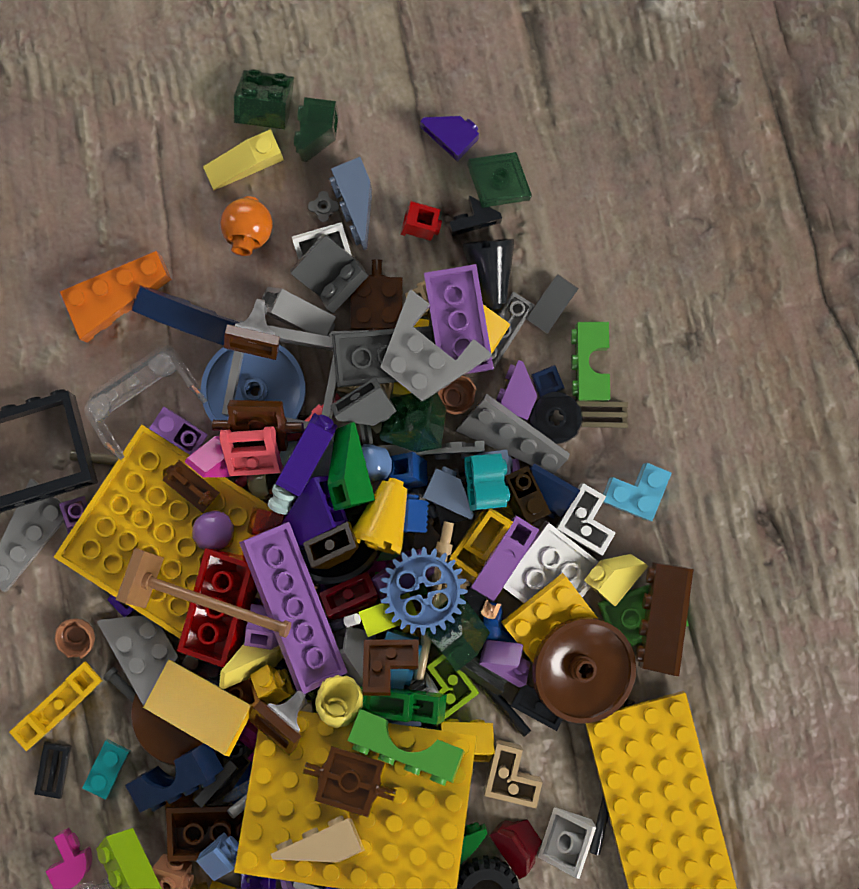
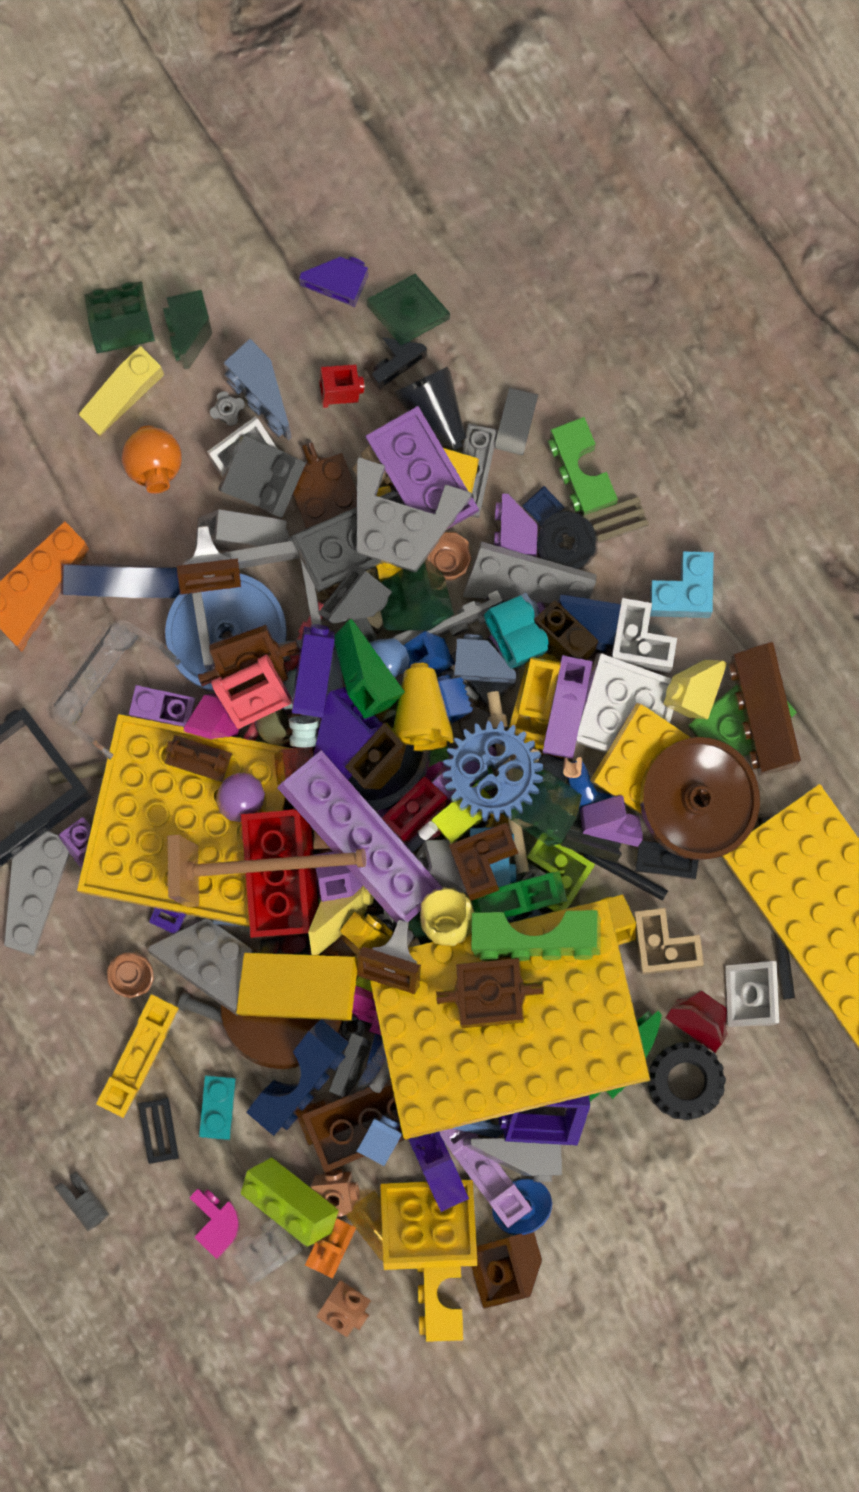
camera: 15 degrees left, 5 degrees down
(329, 845) = (492, 1064): tan slope -> none

